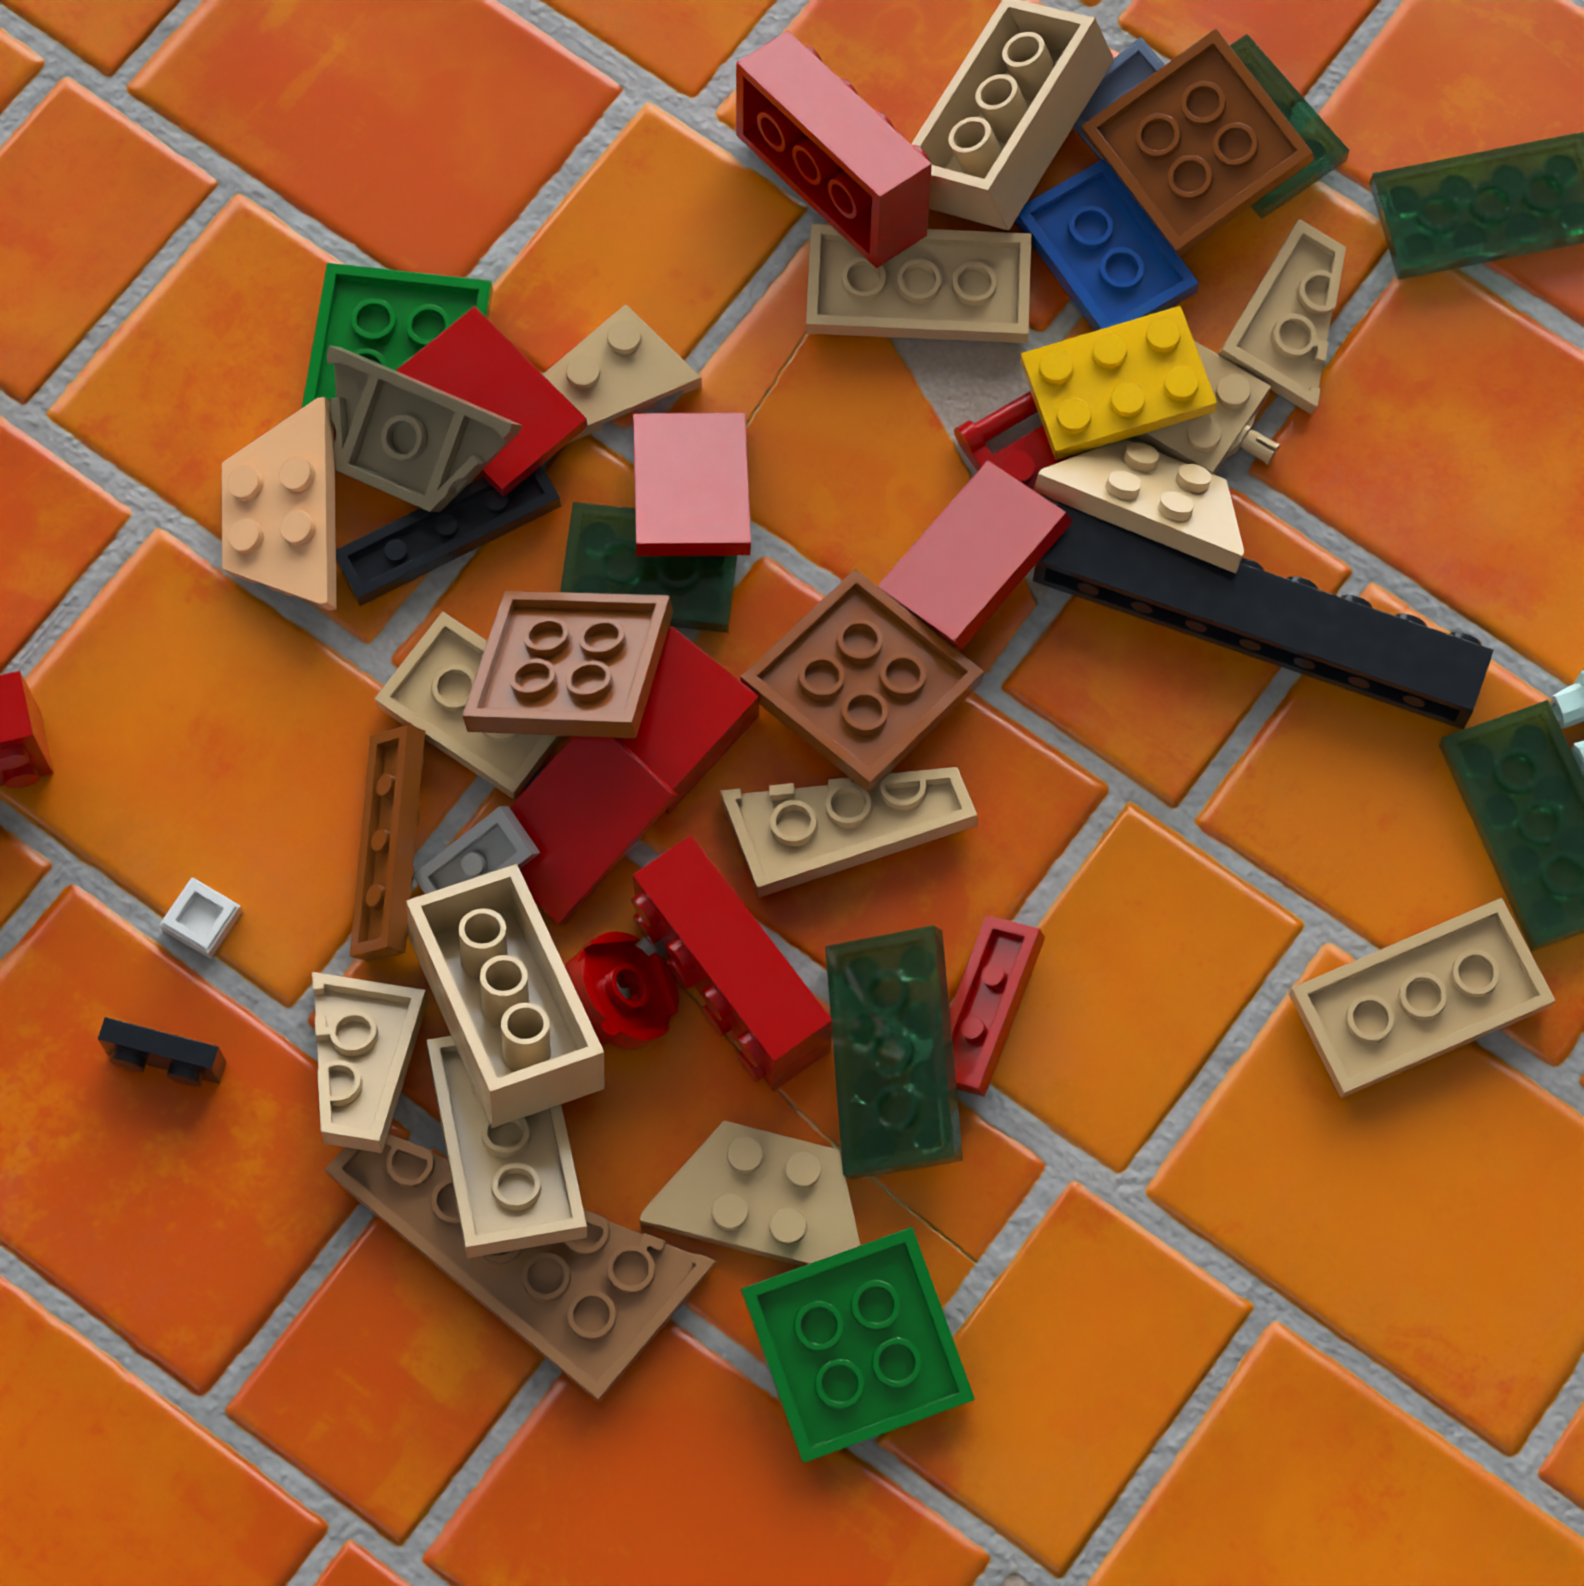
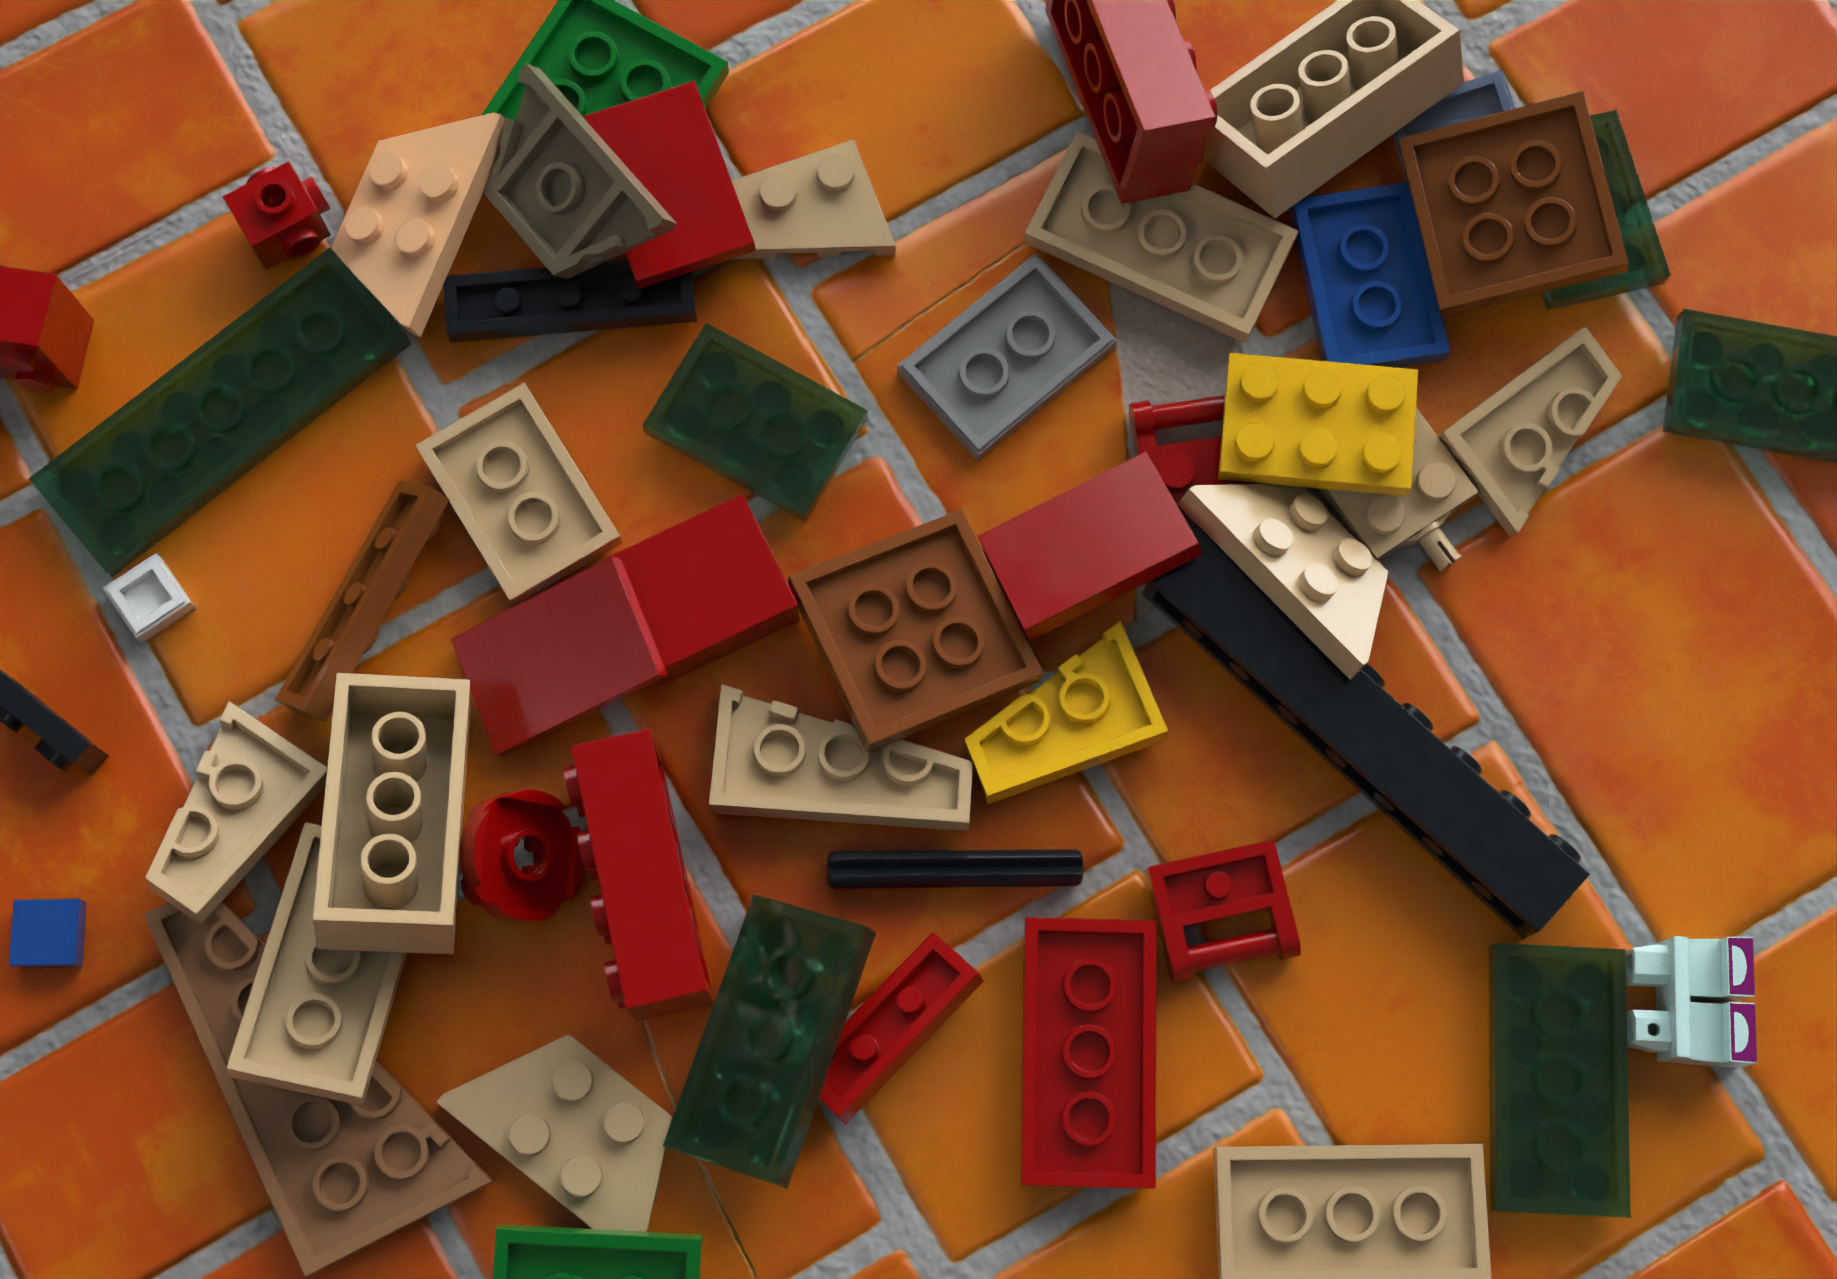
camera: 20 degrees right, 5 degrees up
(168, 555) = (279, 214): none -> red brick
(192, 739) = (220, 412): none -> clear green plate
(246, 1223) = (47, 933): none -> blue tile
(486, 847) = (445, 650): light grey plate -> none
(569, 664) = (615, 493): plate -> none
(691, 484) = (832, 353): tile -> none
(834, 432) = (1006, 356): none -> light grey tile
(980, 860) = (955, 868): none -> black axle
(1026, 700) = (1073, 721): none -> yellow wing
(1156, 959) = (1089, 1053): none -> red plate
(1200, 789) = (1218, 889): none -> red plate

